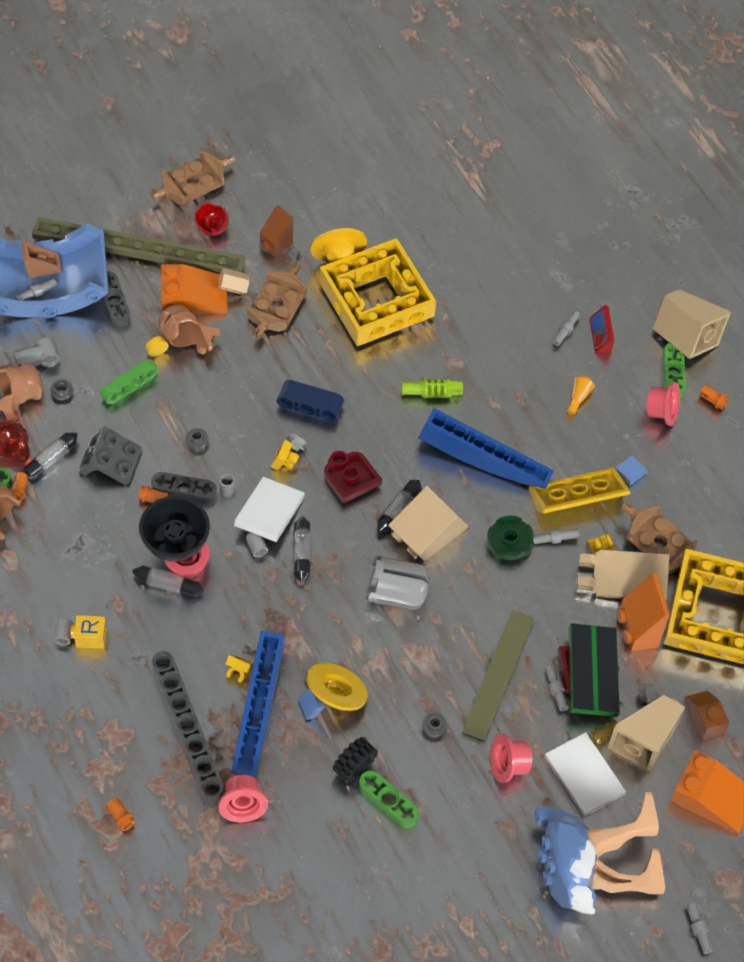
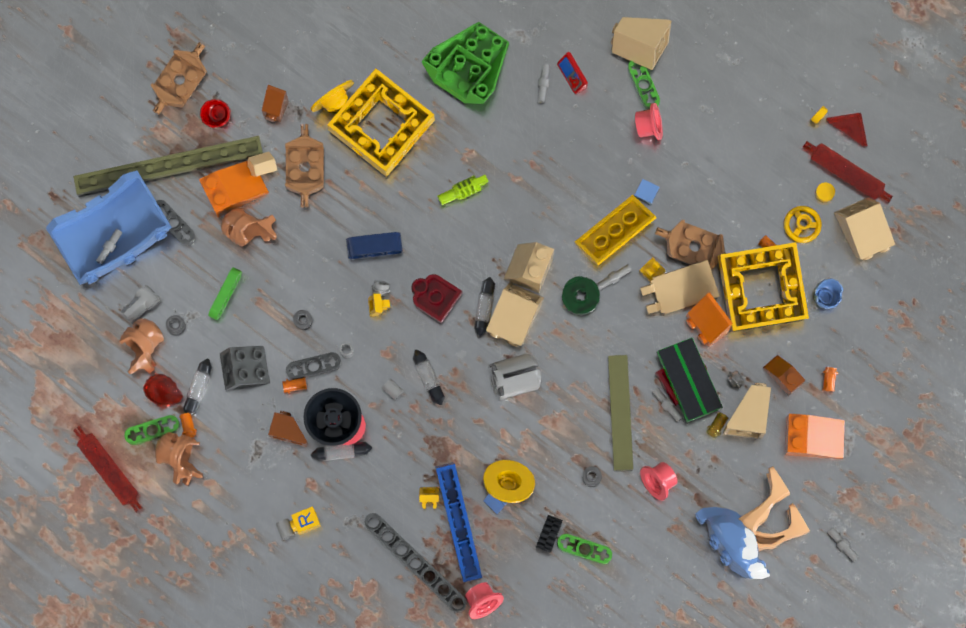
camera: 20 degrees left, 20 degrees up
(40, 260) = (99, 217): nougat slope -> none
(119, 533) = (286, 429): none -> dark orange slope
(156, 346) = (230, 252): yellow tile -> none
(269, 509) = (388, 356): white tile -> none
(471, 485) = (530, 266): none -> tan slope
(482, 451) = (528, 230): blue slope -> none
(493, 277) = (468, 63): none -> bright green wedge
(581, 389) = (579, 137): light orange cone -> none
(584, 774) = (716, 464): white tile -> none
(713, 396) = (684, 95): orange pin -> none

